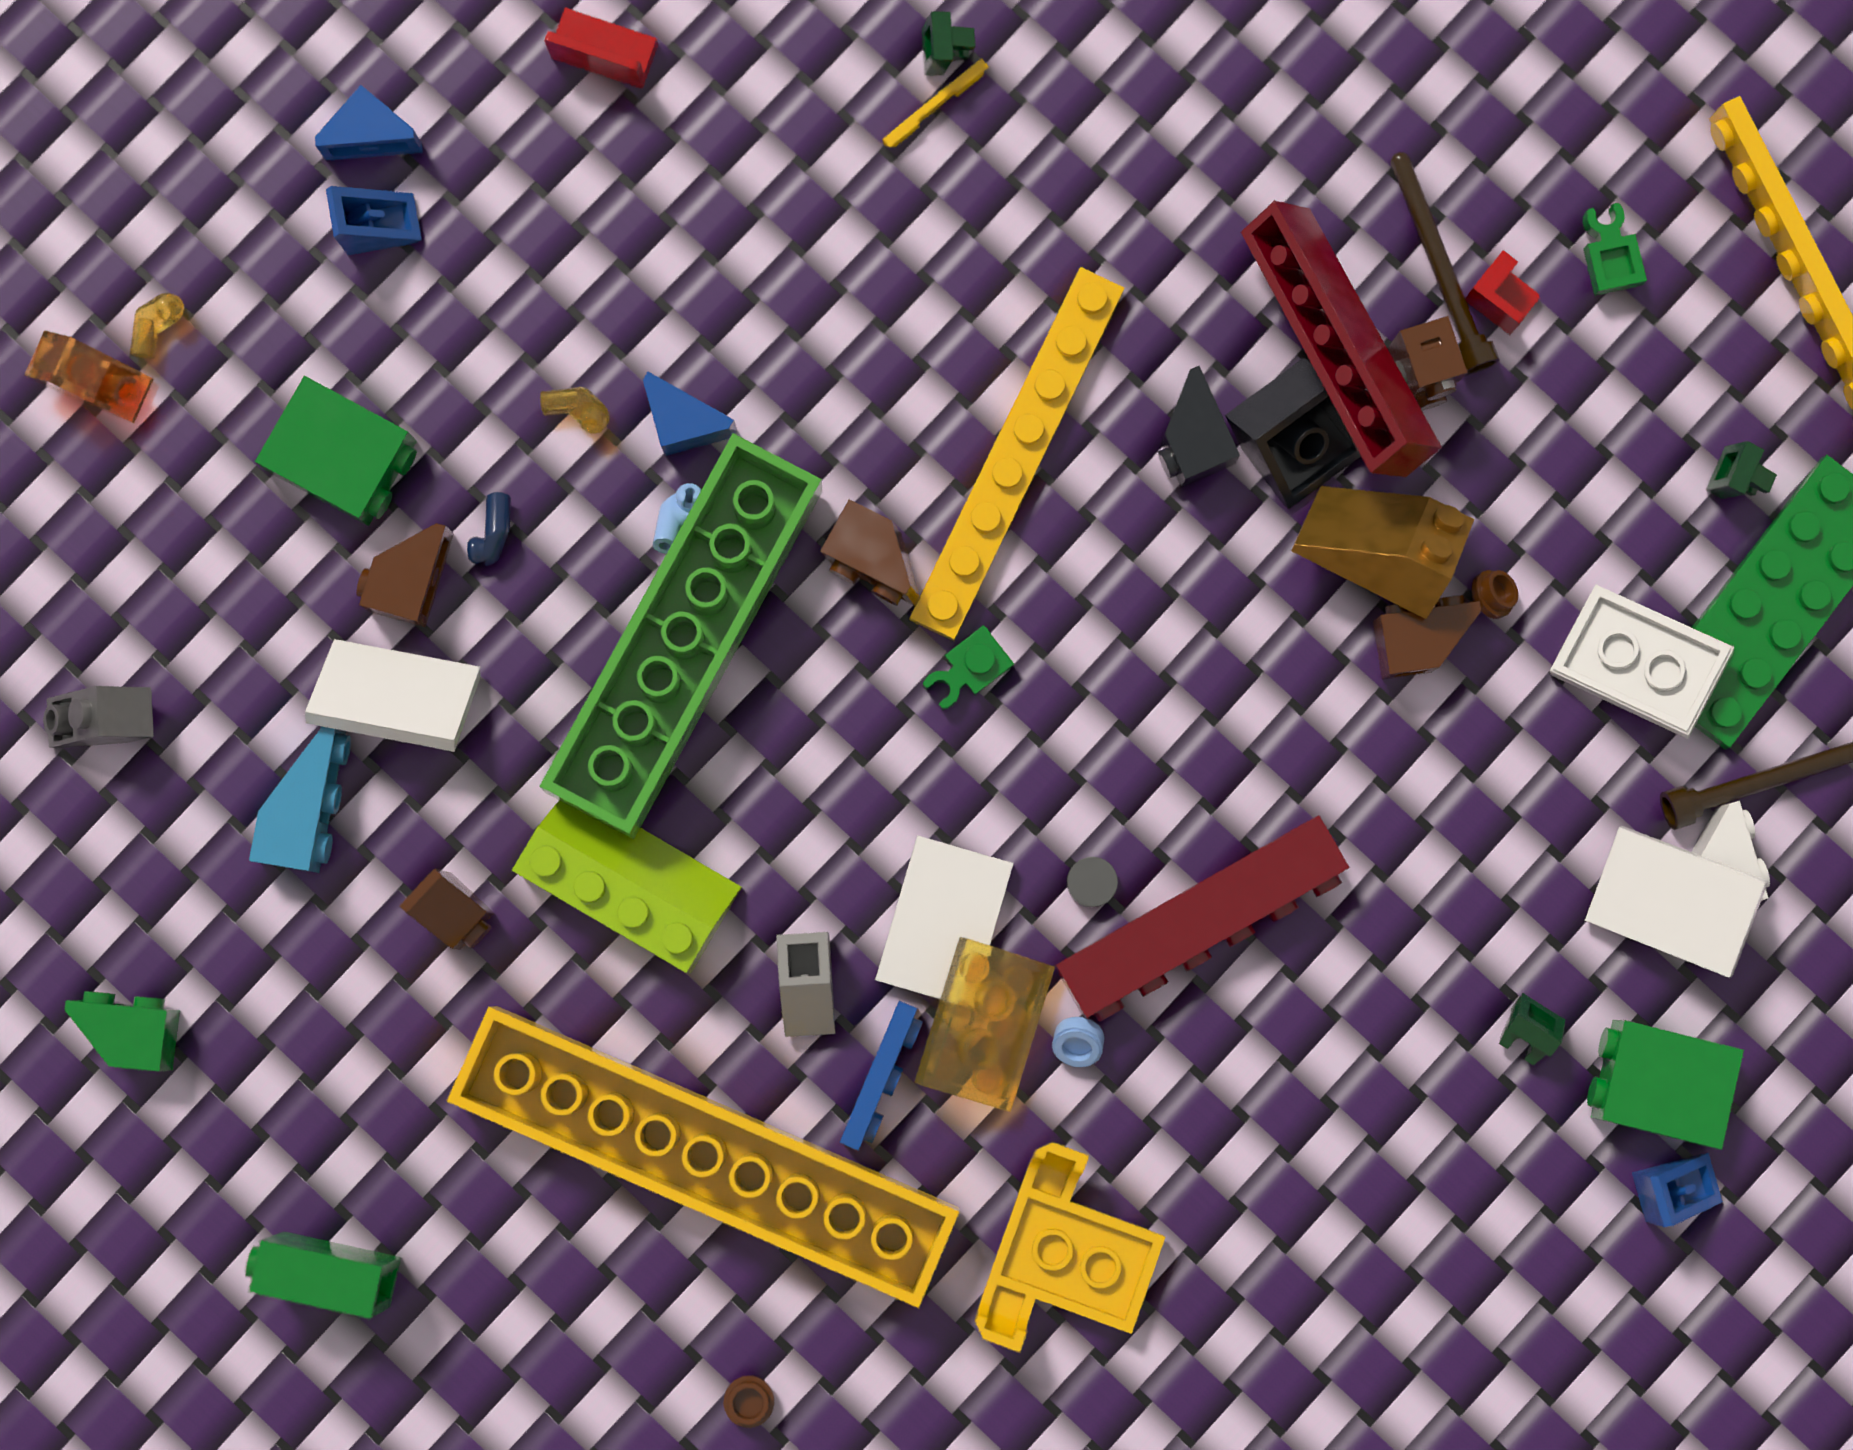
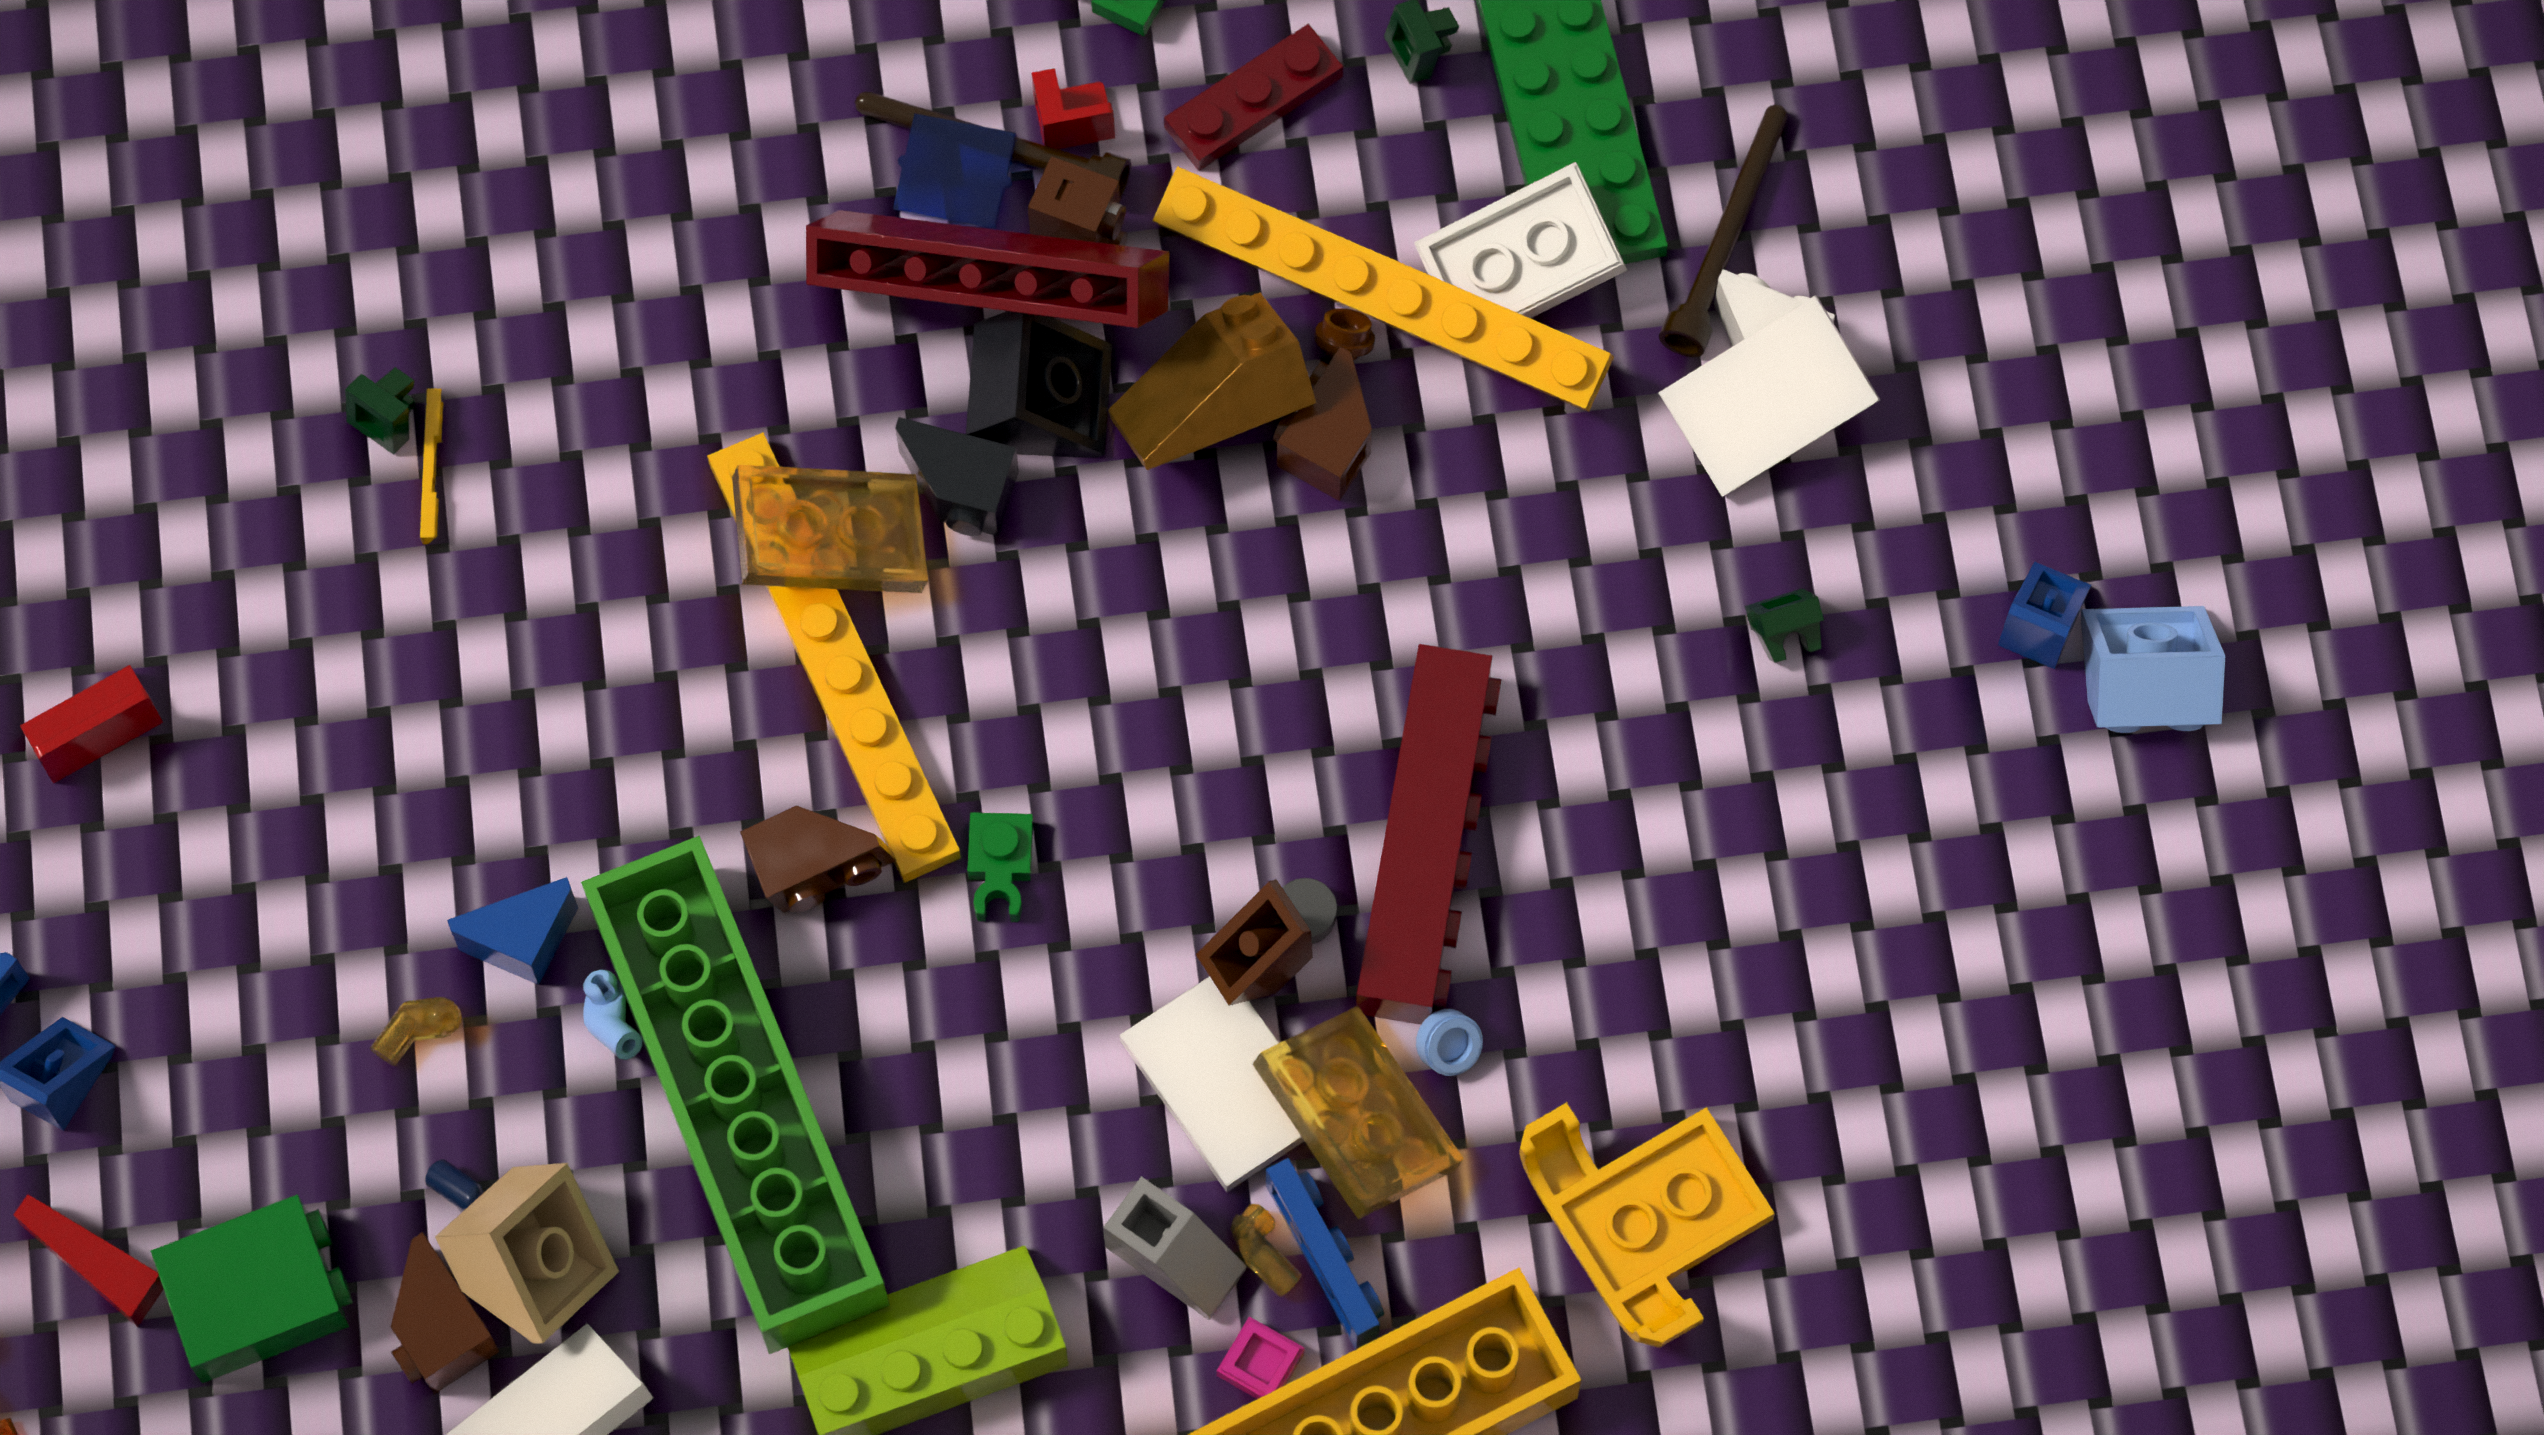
camera: 50 degrees left, 15 degrees down
(281, 342) = (108, 1270): none -> red piece
(486, 598) = (529, 1250): none -> tan slope
(785, 1089) = (1260, 1360): none -> dark pink tile
(848, 1034) = (1258, 1253): none -> clear yellow arm
(1032, 878) = (1258, 947): none -> reddish brown slope
(1090, 385) = (829, 529): none -> clear yellow plate
(1399, 256) = (955, 171): none -> clear blue piece
(1545, 593) = (1383, 289): none -> yellow plate
(1611, 399) = (1253, 97): none -> dark red plate
(1665, 1083) = (1935, 543): green brick -> none
(1697, 1289) = (2152, 668): none -> light blue slope

